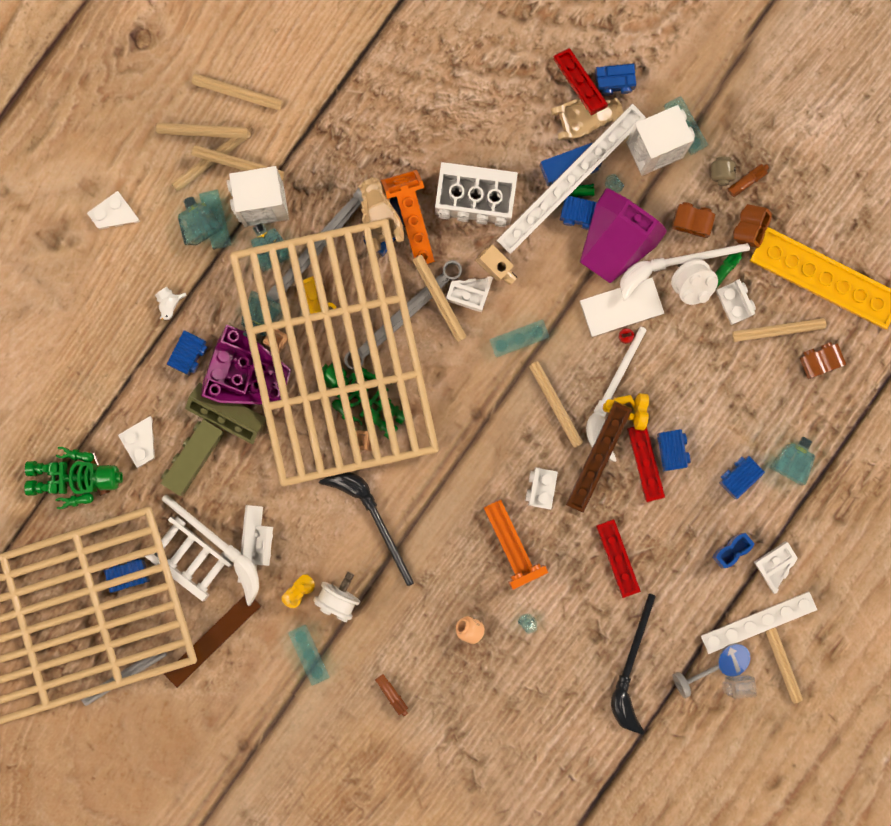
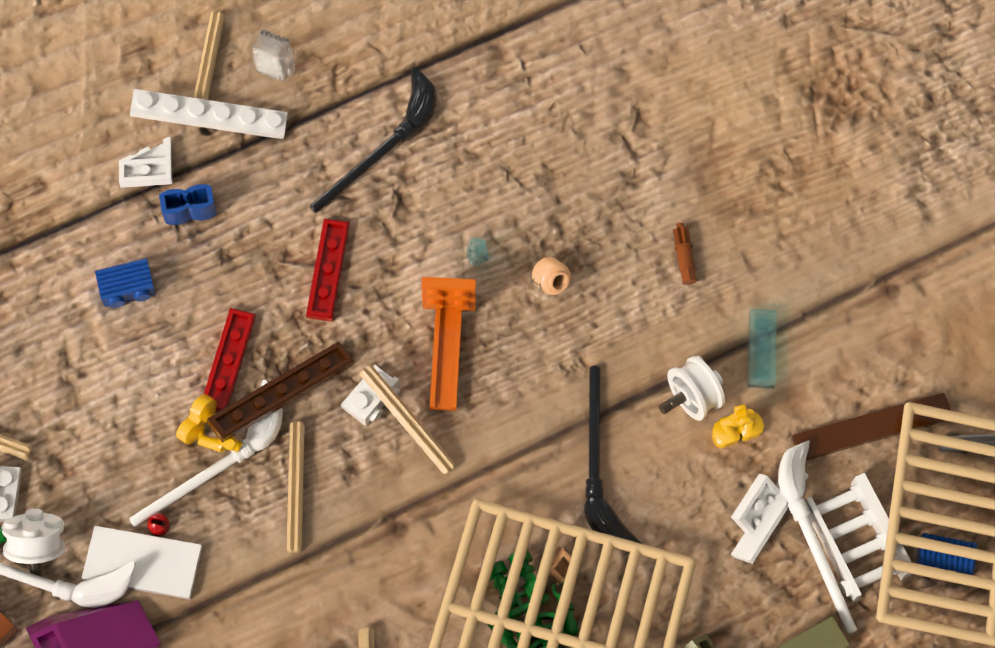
camera: 150 degrees left, 15 degrees down
(509, 481) = (407, 419): none -> tan axle
(519, 338) = (293, 590): clear light blue plate -> none
(673, 450) = (187, 355): blue brick -> none
(731, 661) = (268, 90): piece -> none
(795, 461) = (51, 268): clear light blue torso -> none

